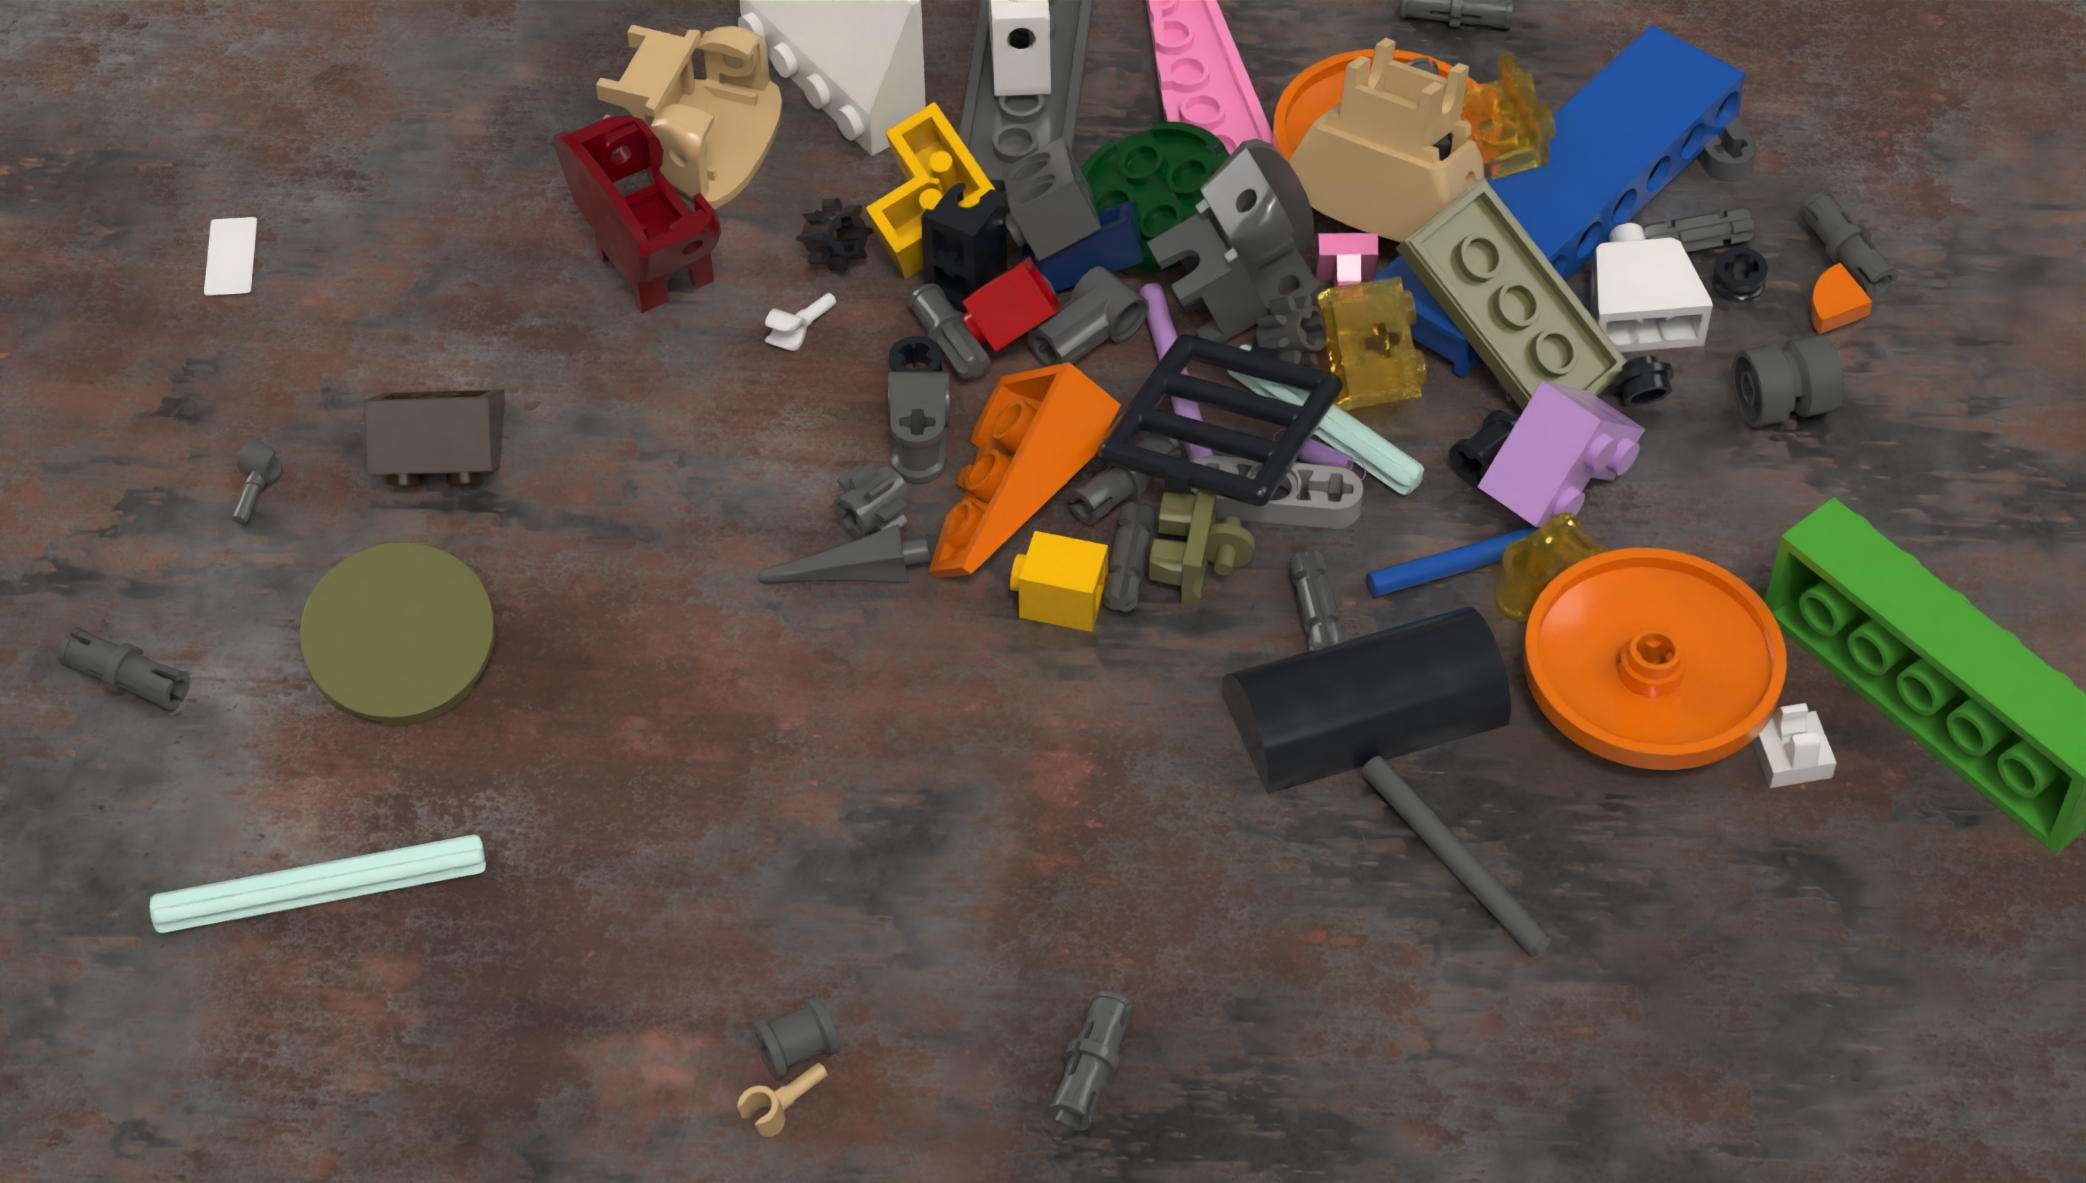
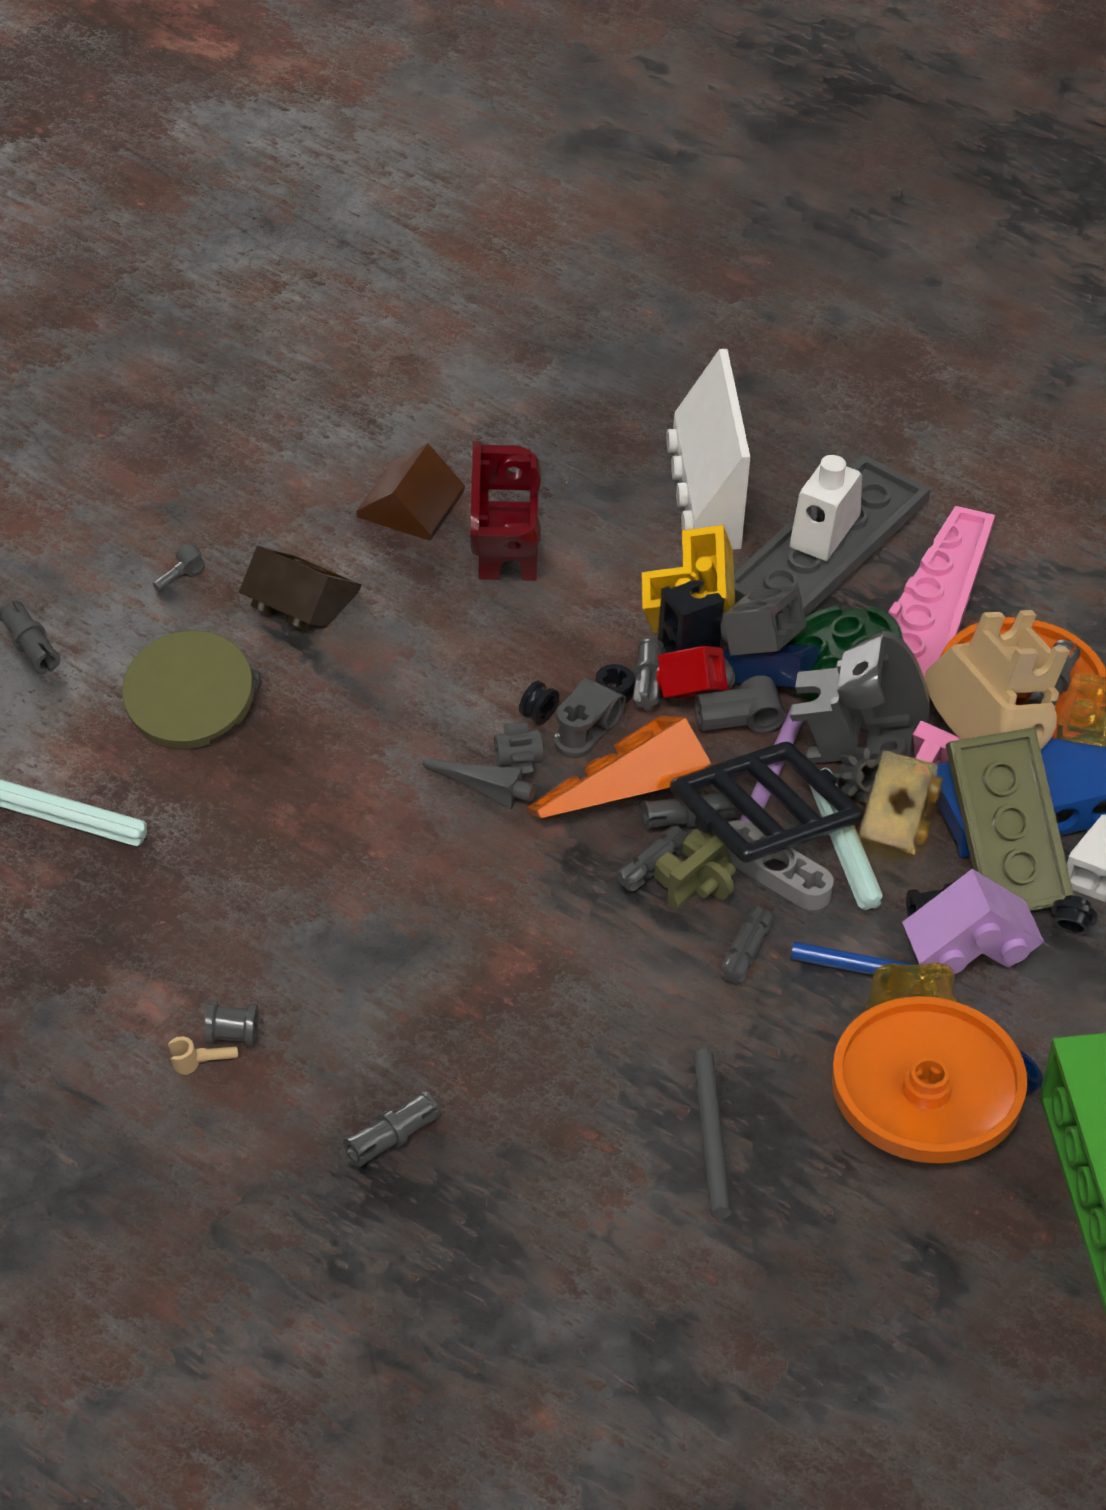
camera: 30 degrees right, 5 degrees down
(230, 256) = (267, 437): white sticker -> none
(480, 243) = (413, 494): none -> reddish brown slope
(709, 128) = (589, 486): tan piece -> none
(791, 329) = (556, 629): white hand -> none
(818, 233) = (625, 594): black gear -> none
(848, 431) = (539, 702): none -> black bush
(1061, 580) = (595, 850): yellow brick -> none
(1321, 454) = (825, 858): lavender piece -> none
(1370, 698) = (730, 1013): black brick -> none
(1794, 748) = (986, 1183): white tile -> none

